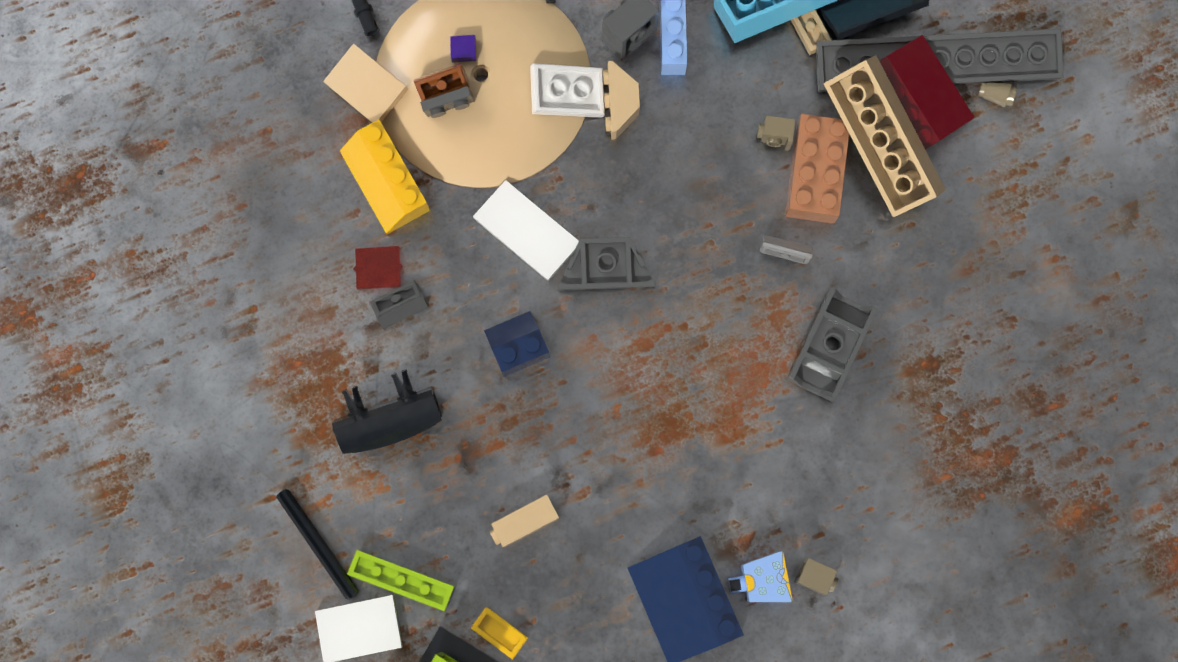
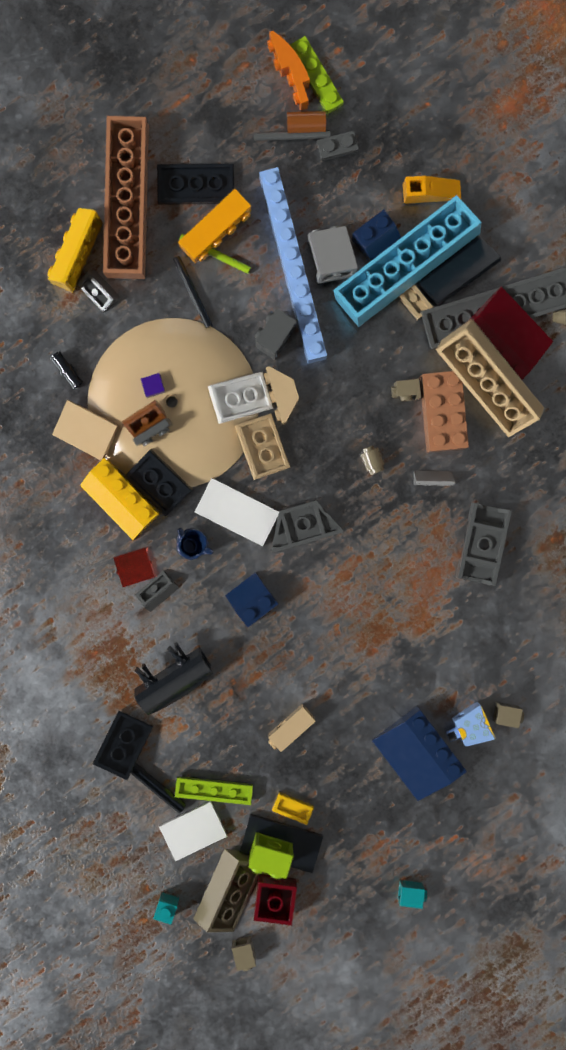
camera: 15 degrees left, 10 degrees up
(298, 488) = (122, 745): none -> black tile
(437, 168) = (158, 482): none -> black tile
(459, 252) = (192, 544): none -> dark blue hair
(579, 157) = (262, 446): none -> tan tile
(714, 206) = (373, 460): none -> dark tan brick

